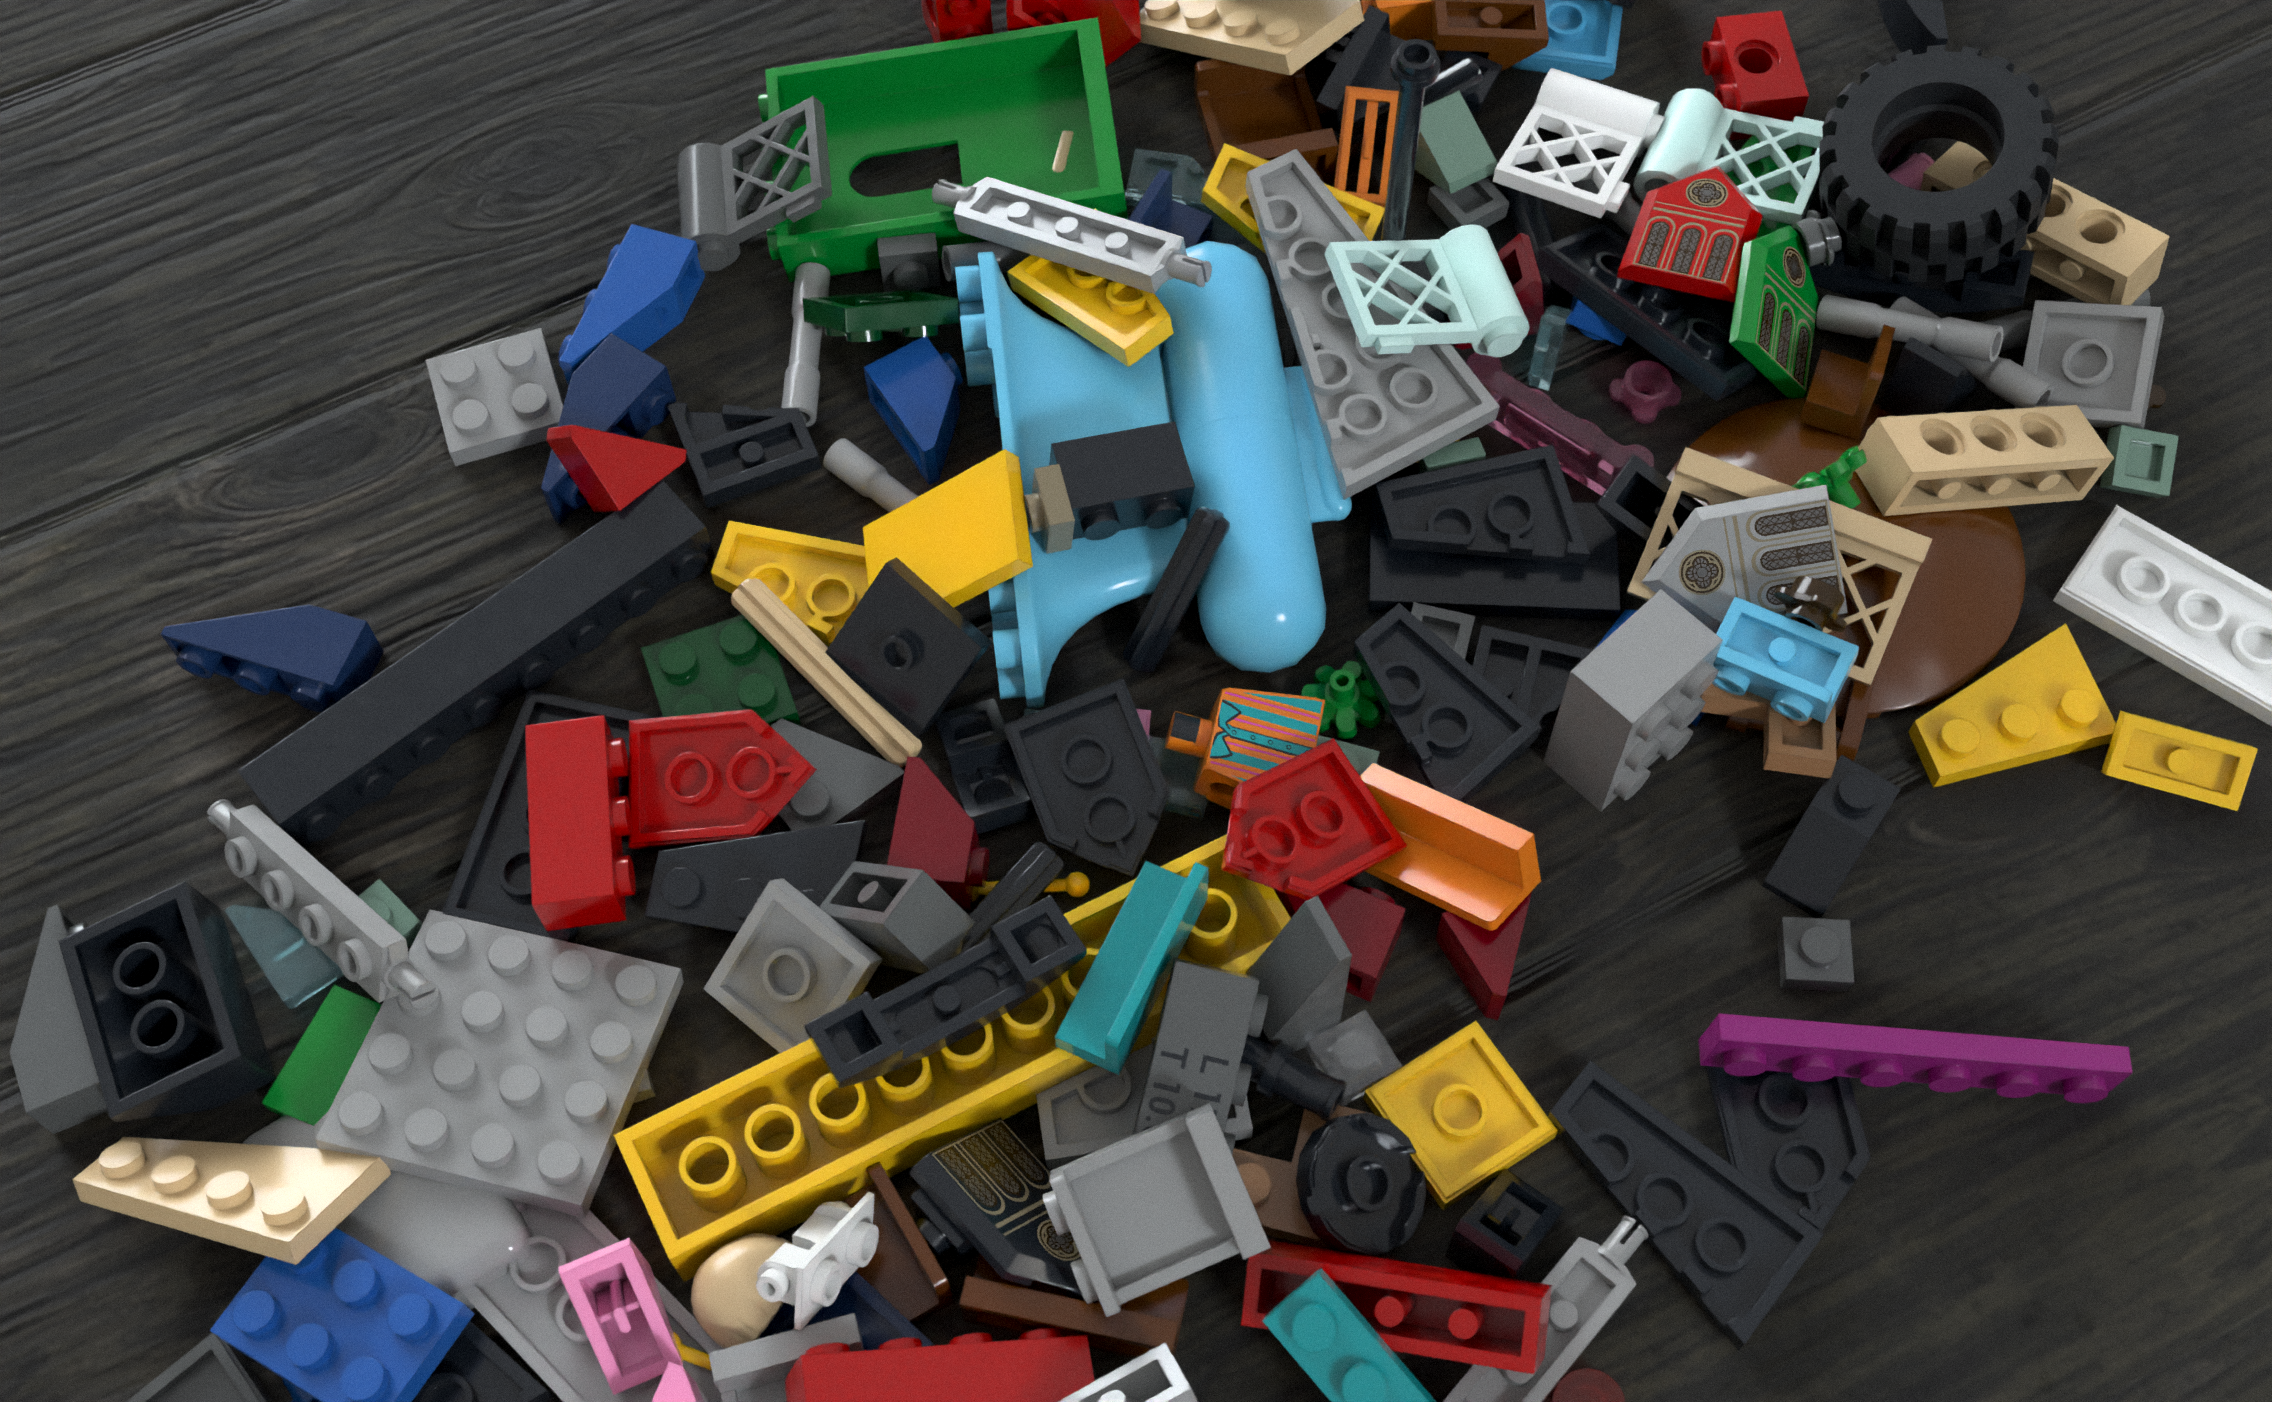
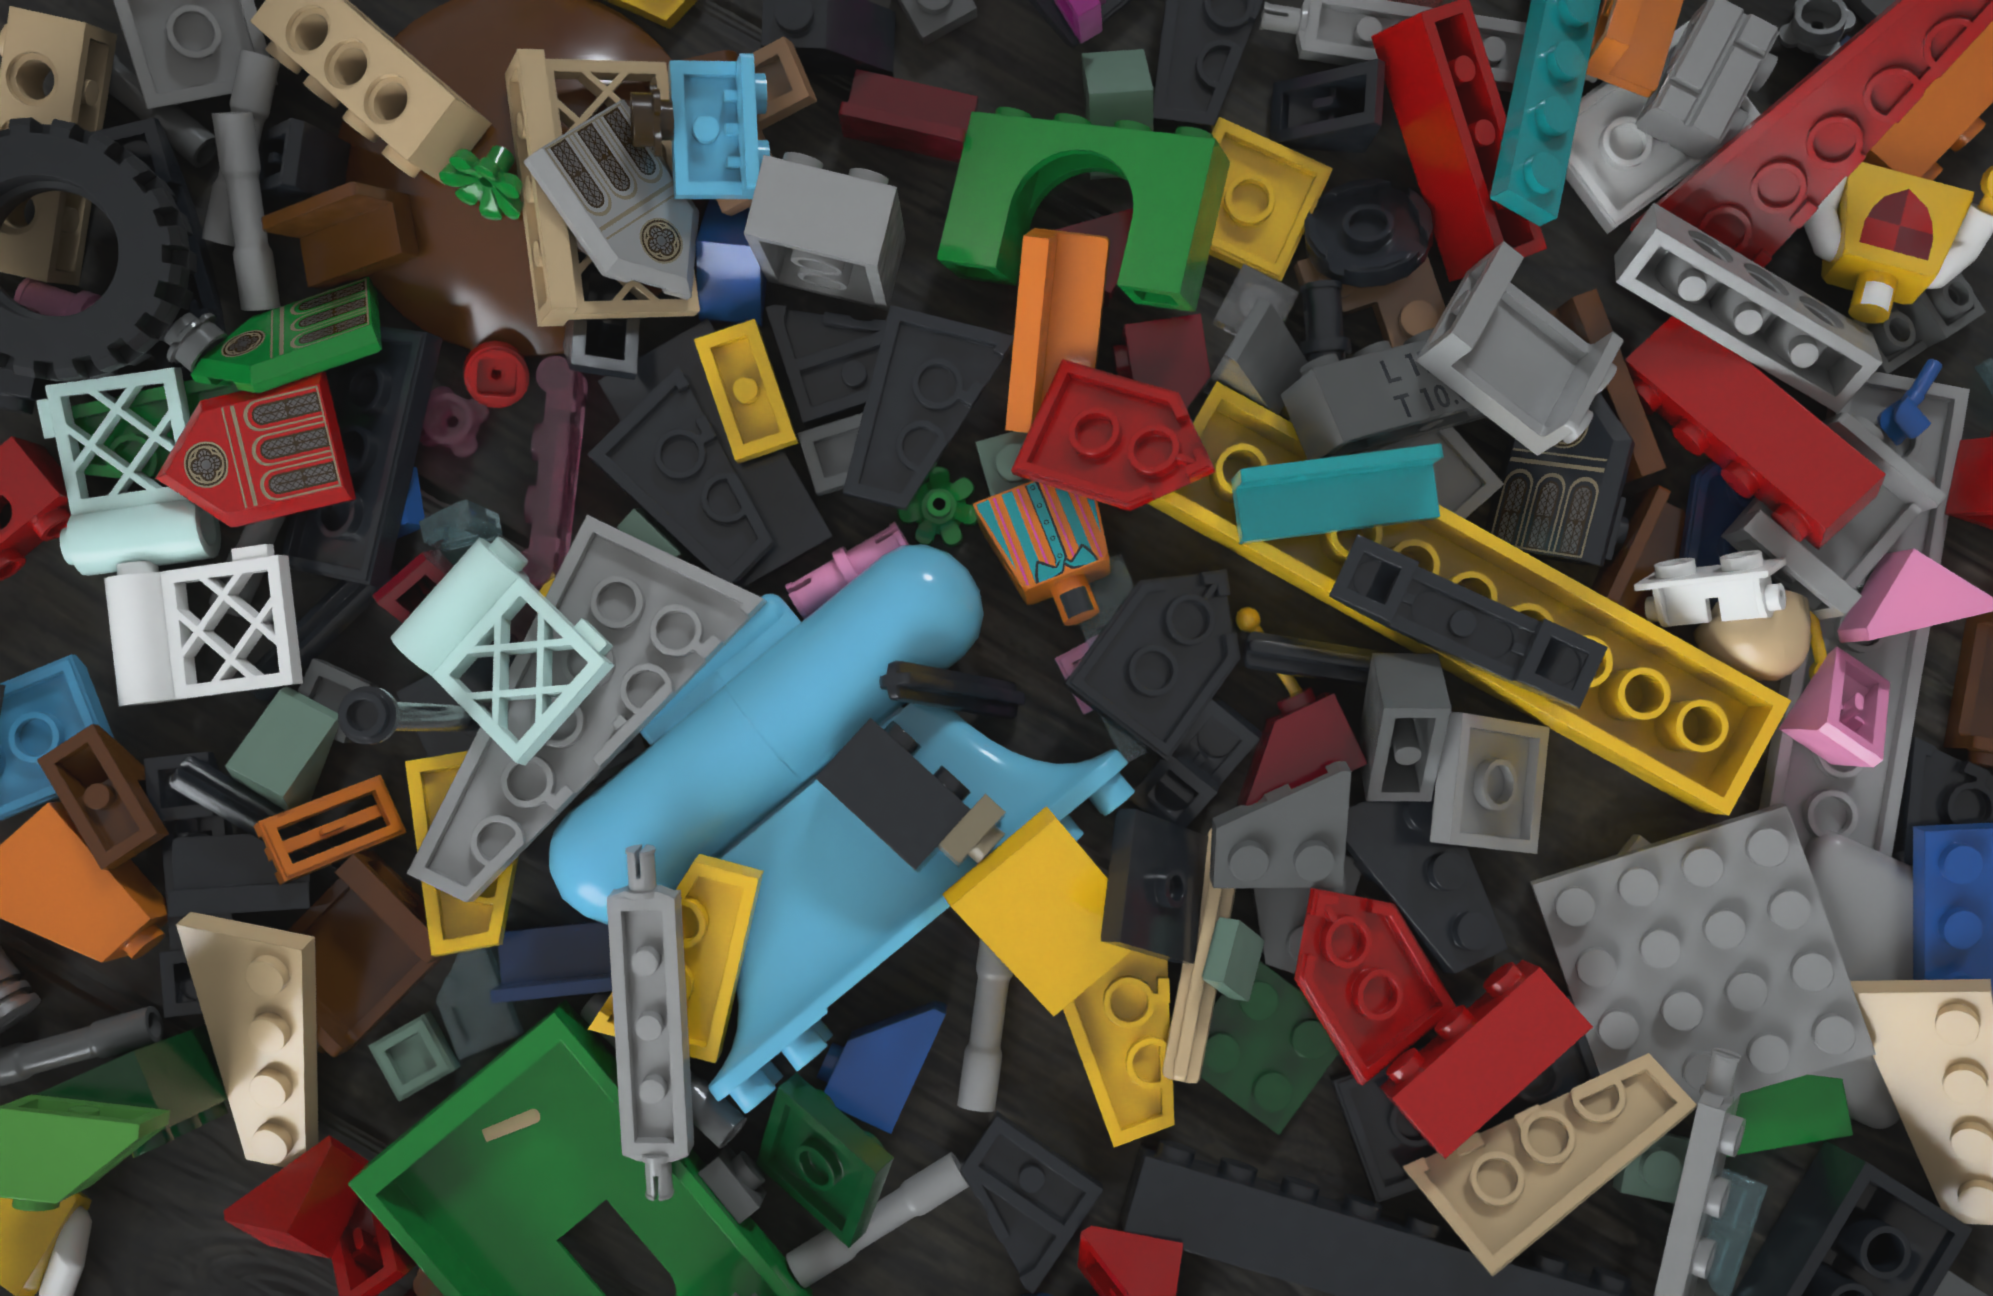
camera: 125 degrees left, 25 degrees up
(456, 814) = (1547, 1160): none -> tan wing
(804, 681) = (1233, 959): none -> sand green tile
(872, 771) = (1285, 837): none -> dark grey wing
(1160, 125) = (414, 1056): none -> sand green tile
(1338, 595) = (824, 582): none -> bright pink pin
(1511, 998) = (1018, 159): none -> green arch
(1535, 592) = (746, 391): none -> yellow plate
(1620, 1038) = (1117, 89): none -> sand green slope
(1666, 434) = (496, 374): none -> red tile
(1712, 866) = (907, 115): none -> dark red panel

